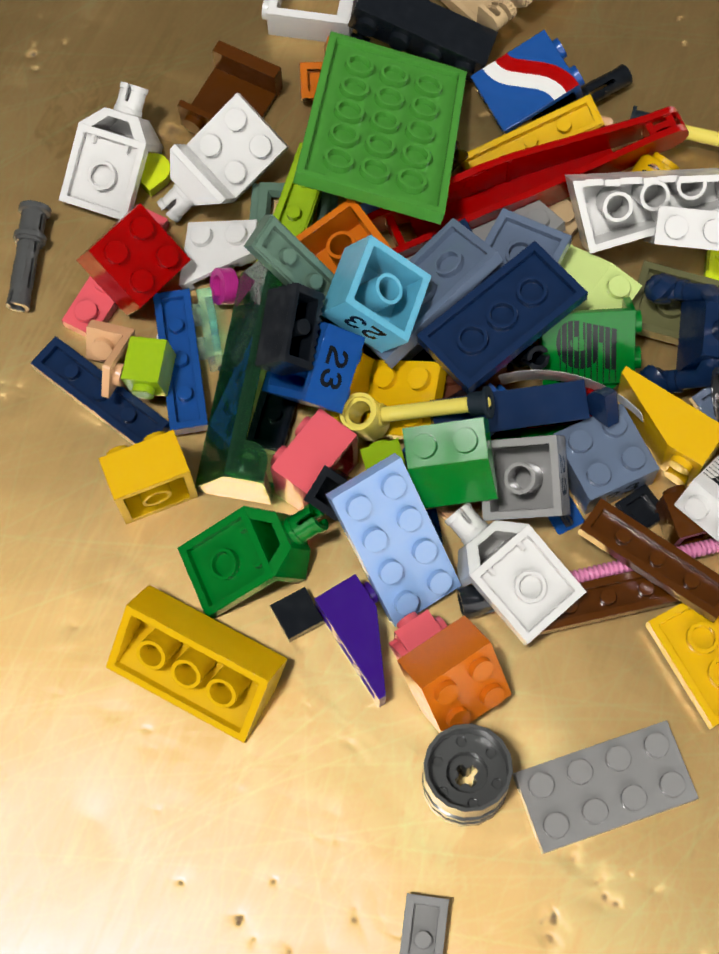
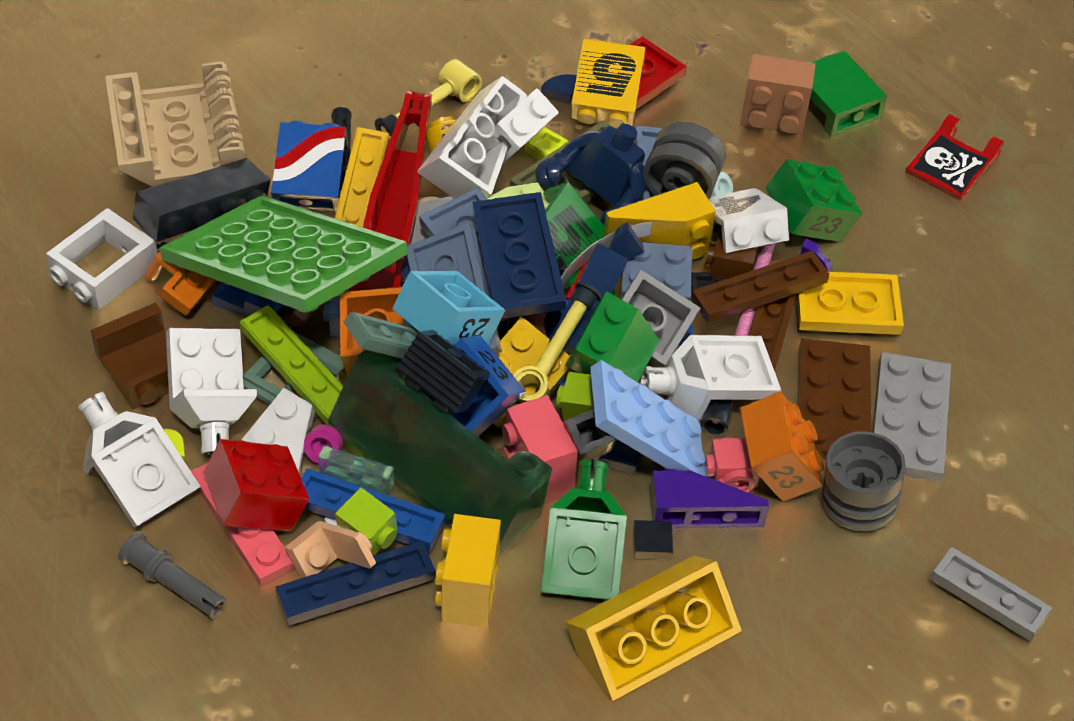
camera: 65 degrees left, 20 degrees down
(576, 702) = (834, 389): none -> reddish brown plate

